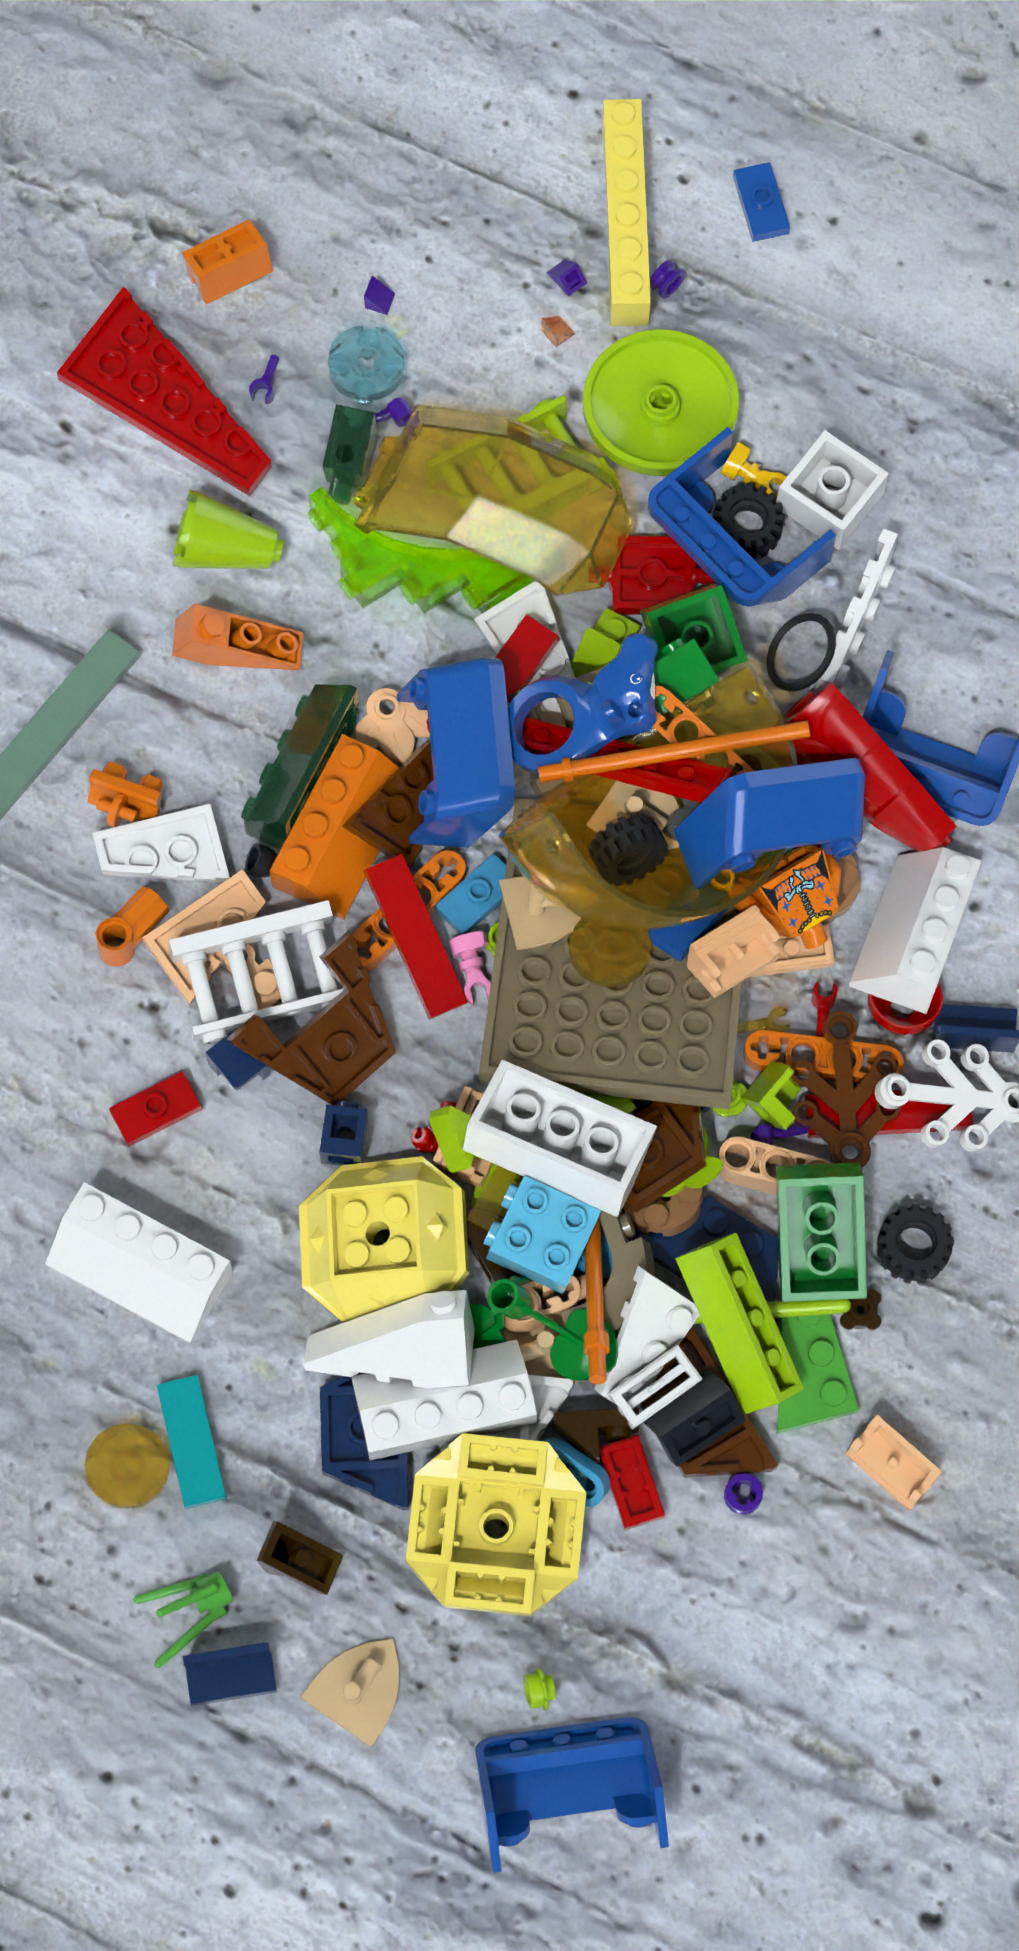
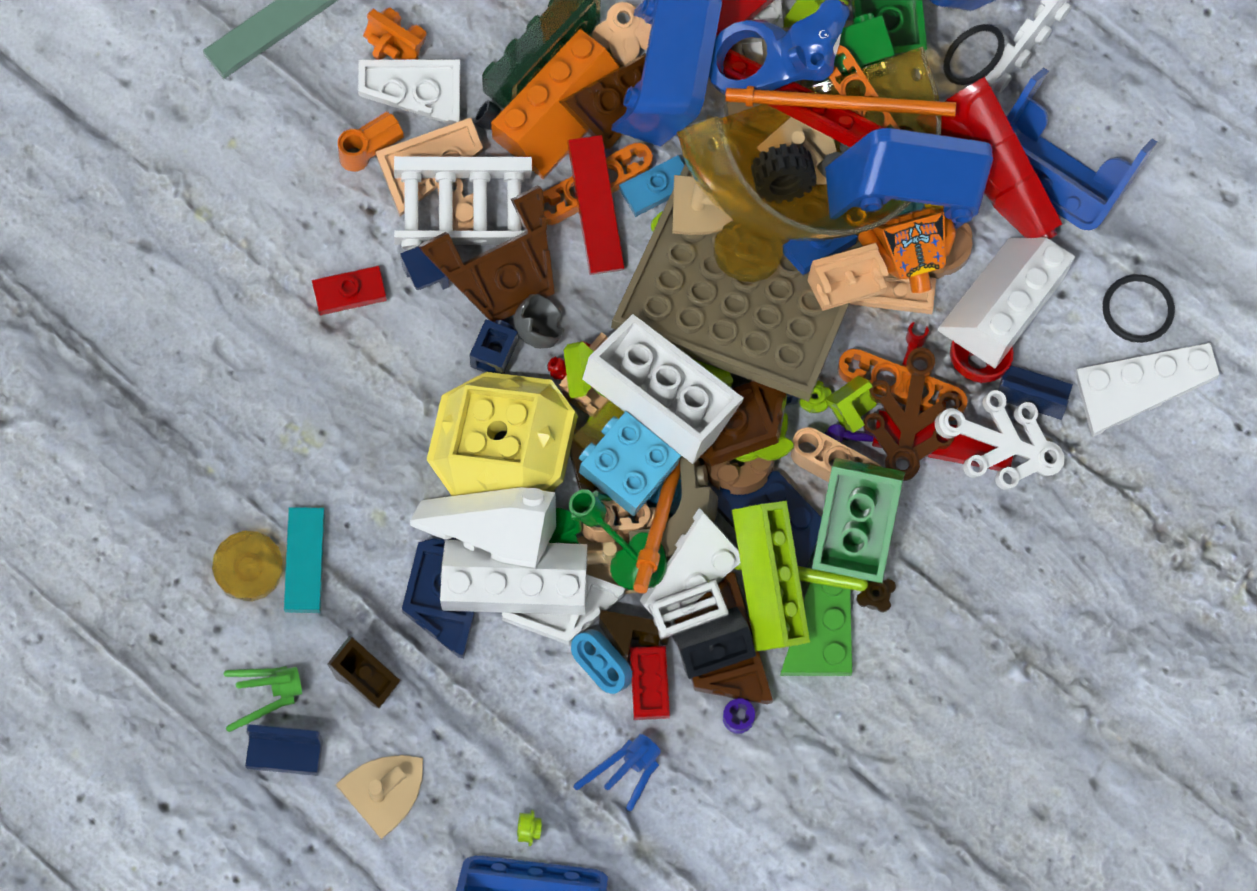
camera: 15 degrees right, 0 degrees up
(138, 1263) = (301, 407): white slope -> none
(386, 1092) = (538, 322): none -> dark grey hair
(467, 948) = (636, 224): bright pink piece -> none
(506, 1481) = (519, 651): light yellow piece -> none
(643, 1570) = (638, 756): none -> blue plant
(765, 1023) = (861, 345): clear yellow hand -> none
(893, 1463) = (868, 722): light nougat hinge -> none
(924, 1220) = (941, 531): black tyre -> none

